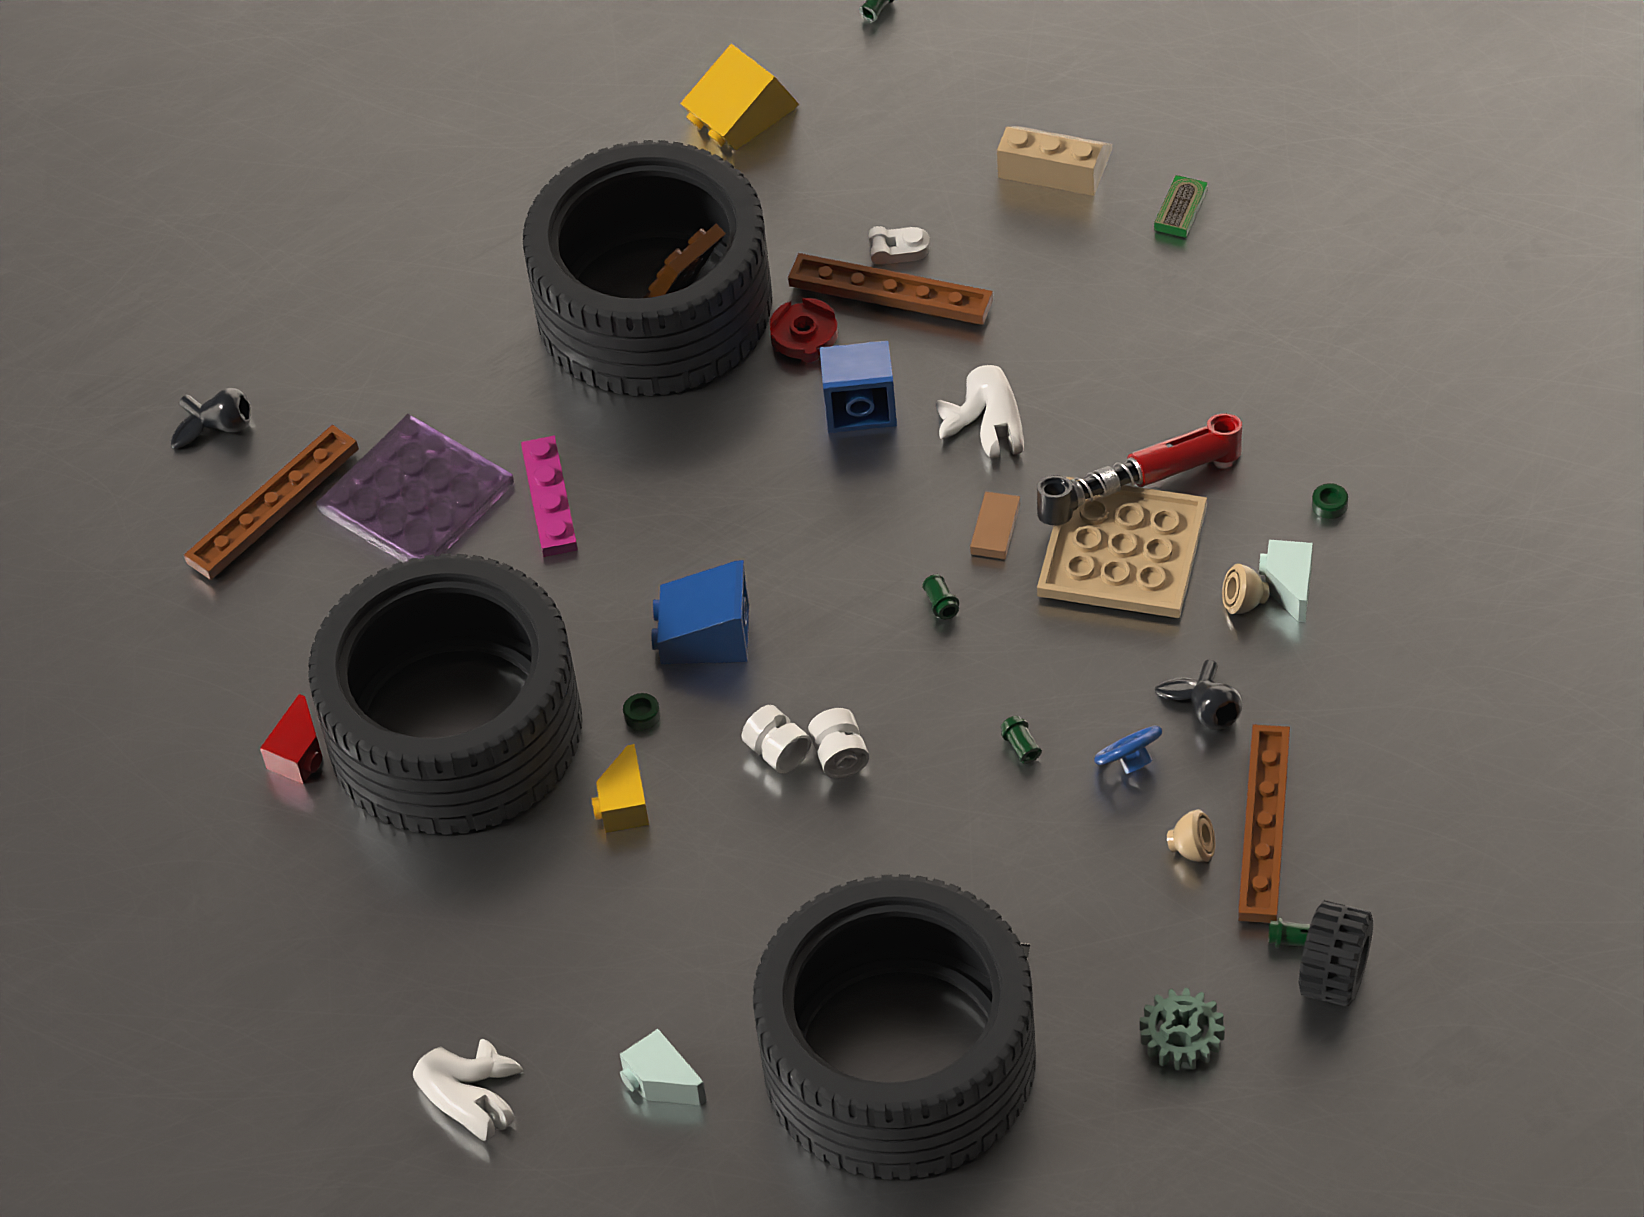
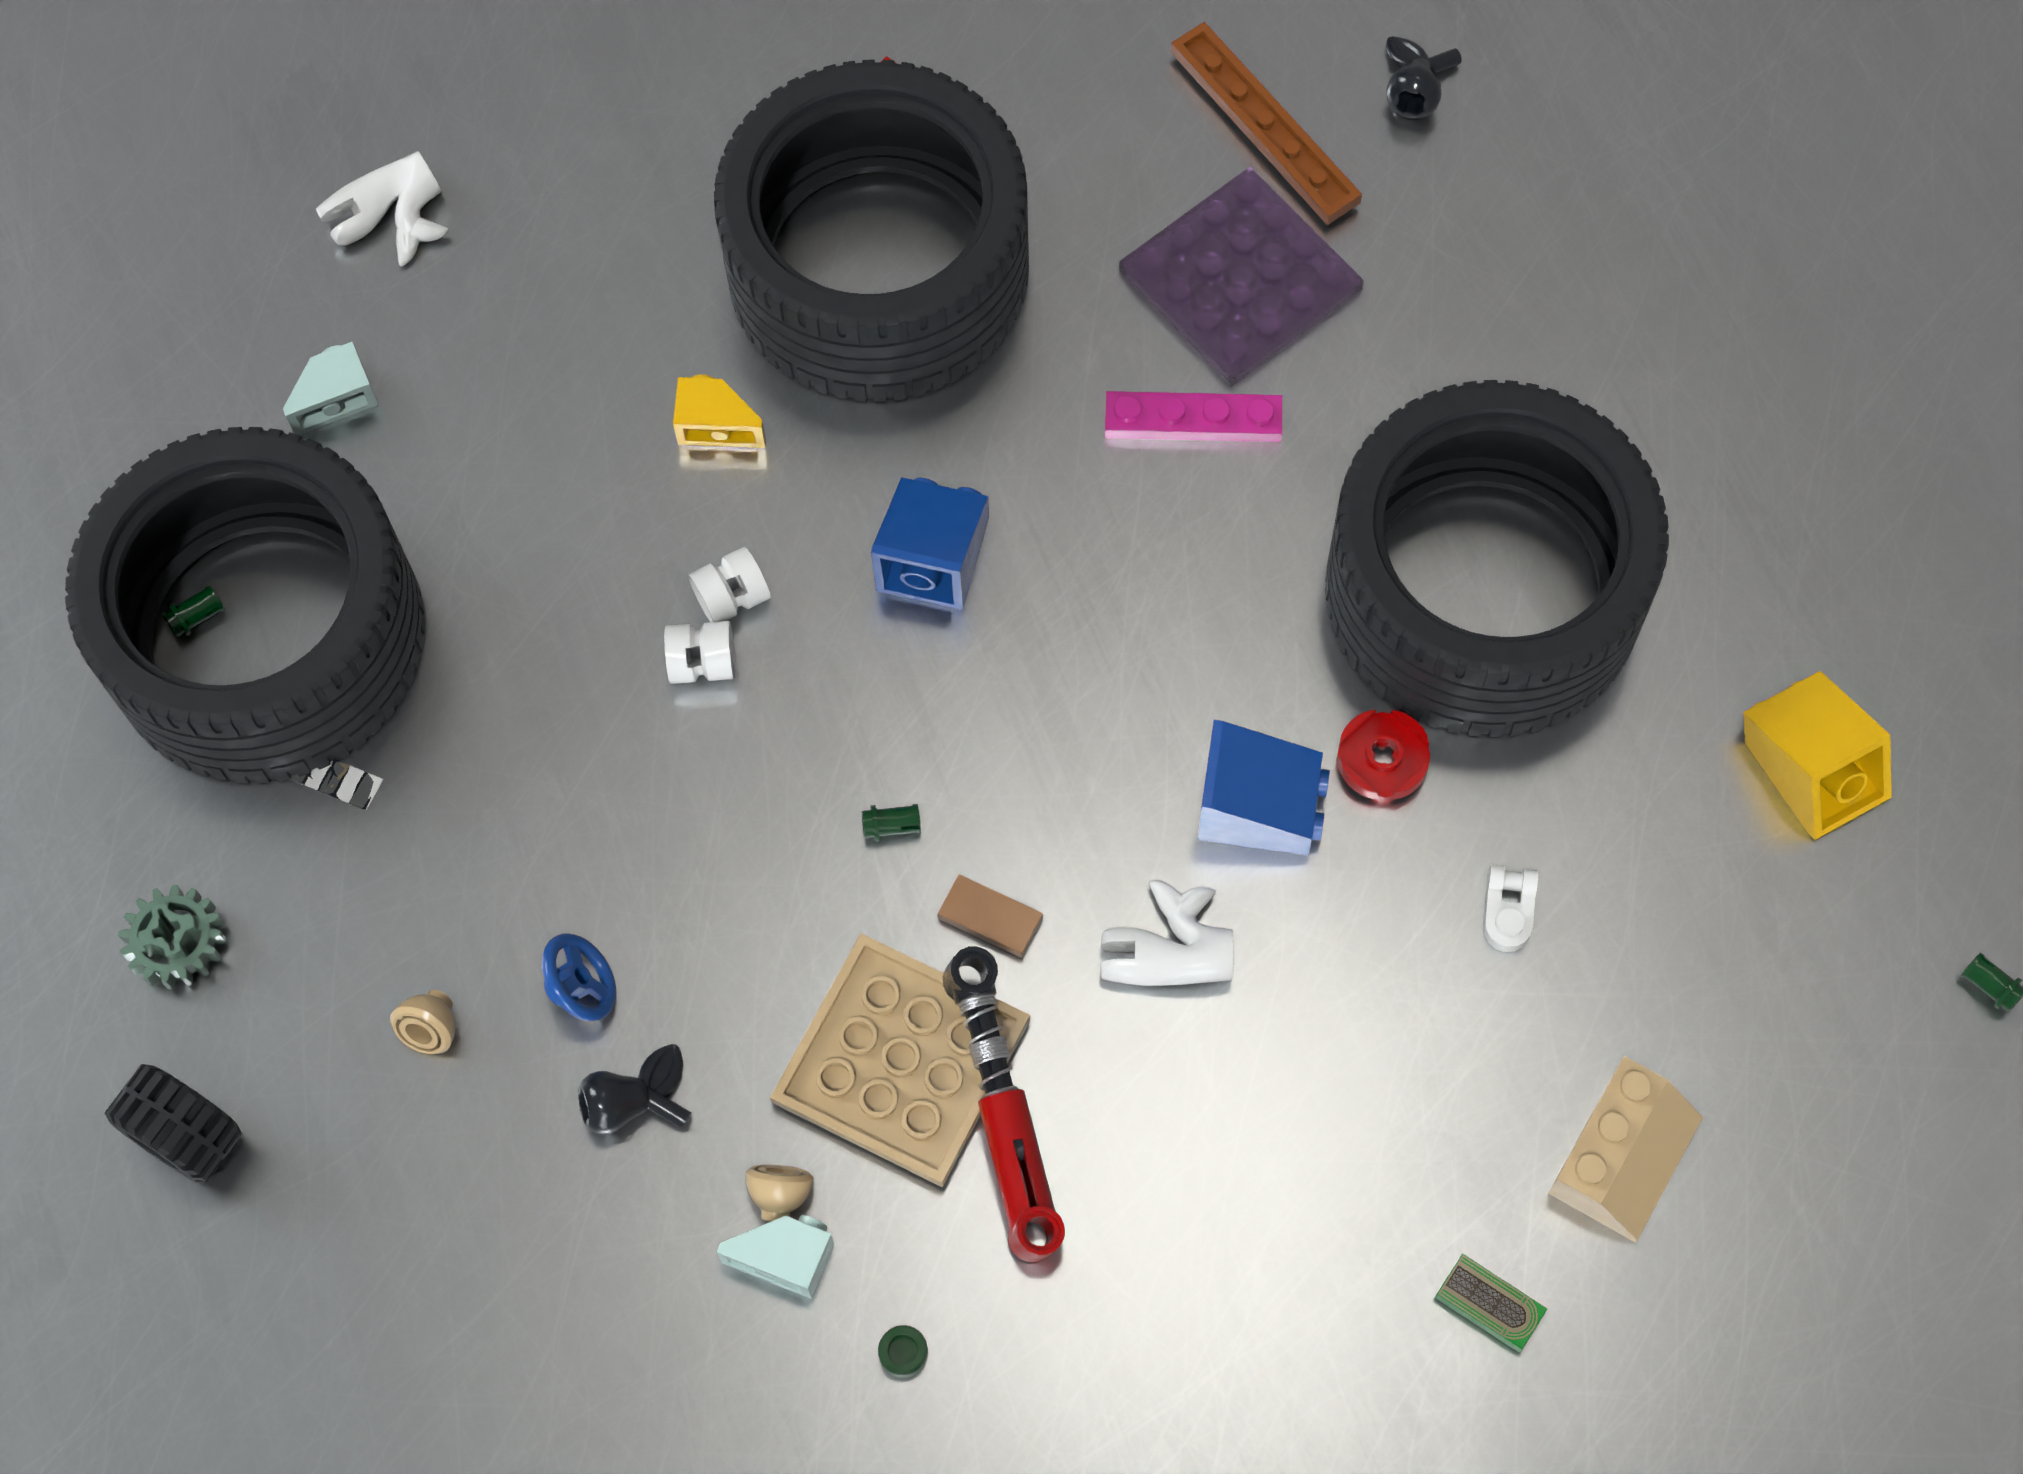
camera: 100 degrees right, 15 degrees up
(641, 711) = (835, 460): dark green tile -> none
(686, 266) = (1464, 588): reddish brown plate -> none
(890, 288) = (1424, 877): dark orange plate -> none
(1016, 732) = (645, 863): dark green pin -> none
(1264, 824) = (422, 1113): dark orange plate -> none
(1287, 933) = (255, 1100): dark green pin -> none

